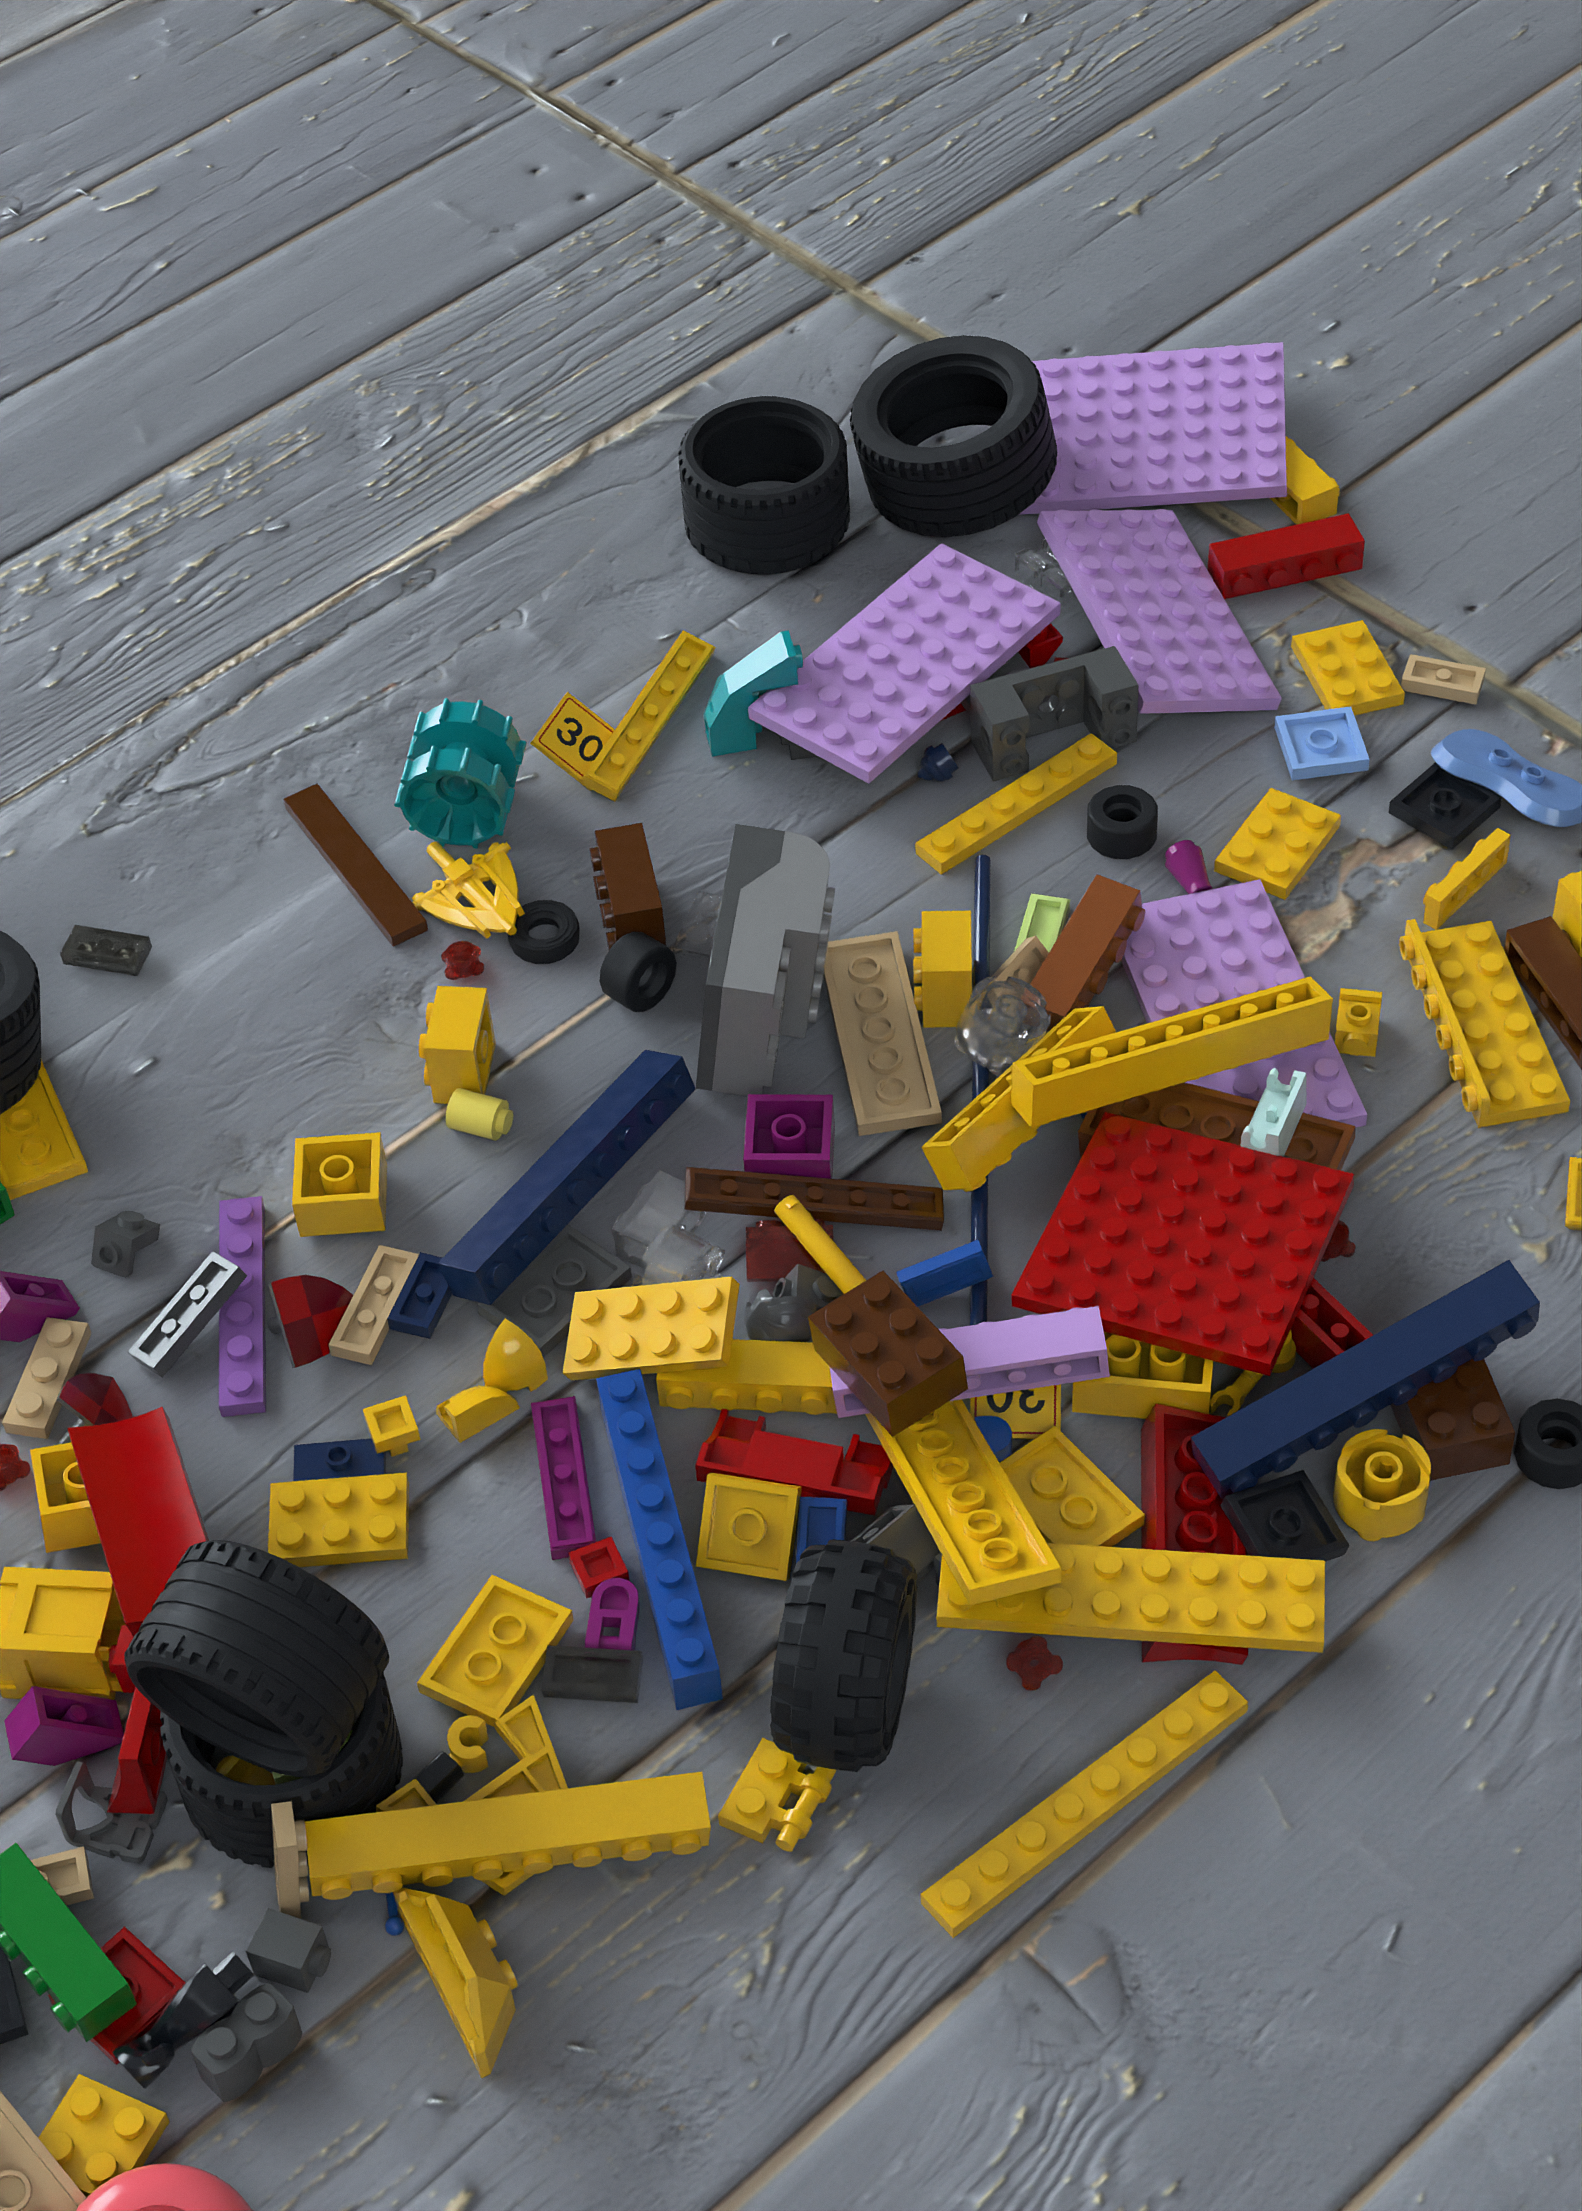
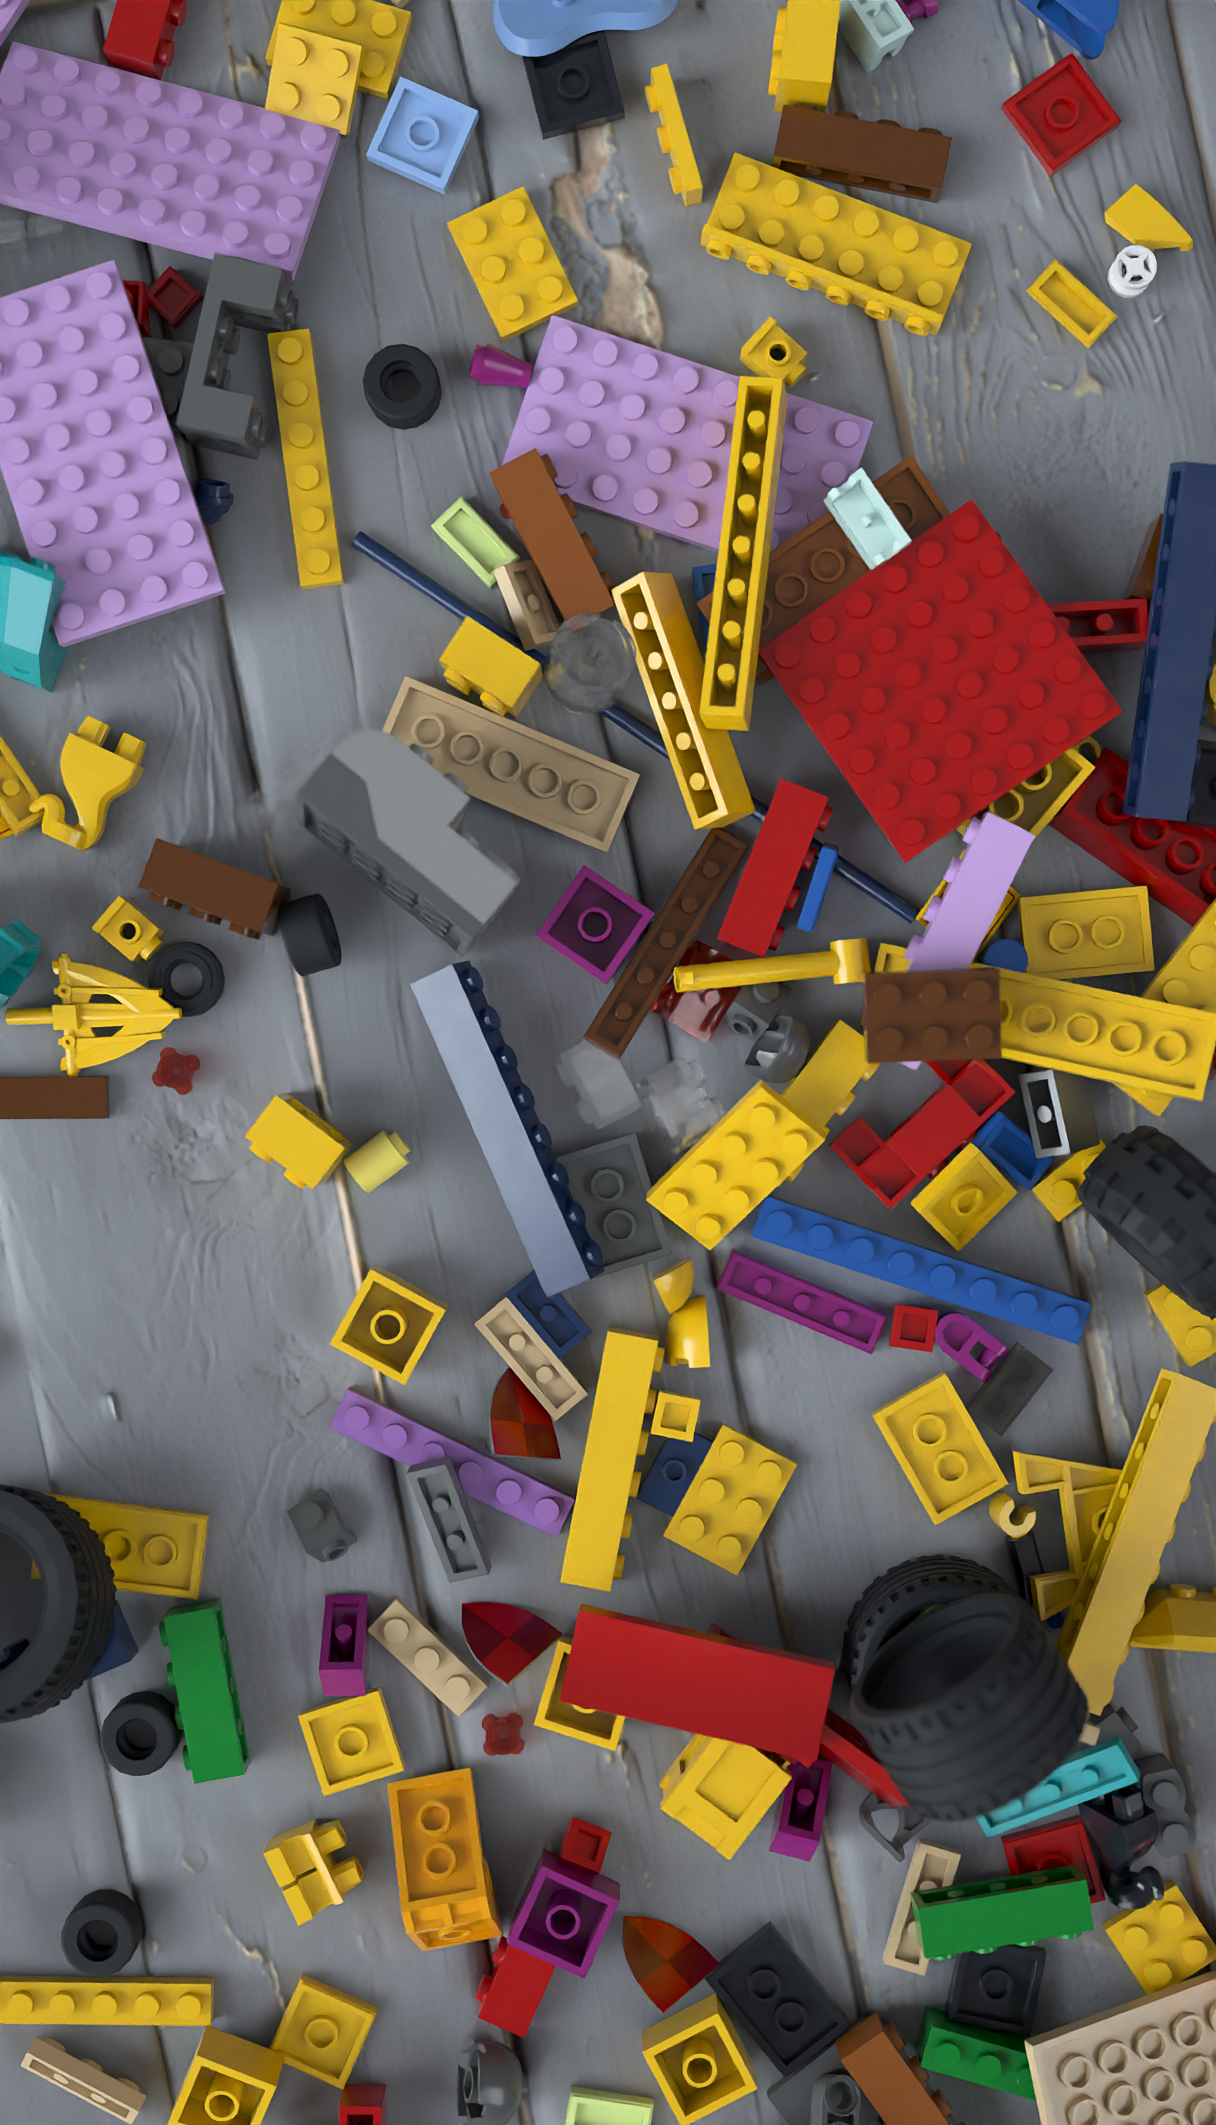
camera: 60 degrees left, 40 degrees up
(210, 1914) = (1079, 1779): none -> teal plate
(316, 1403) = (610, 1458): none -> yellow brick
(559, 873) = (116, 917): none -> yellow brick
(660, 800) = (92, 781): none -> yellow hips
(936, 1226) = (773, 867): none -> red brick
(1303, 663) = (314, 77): none -> yellow plate

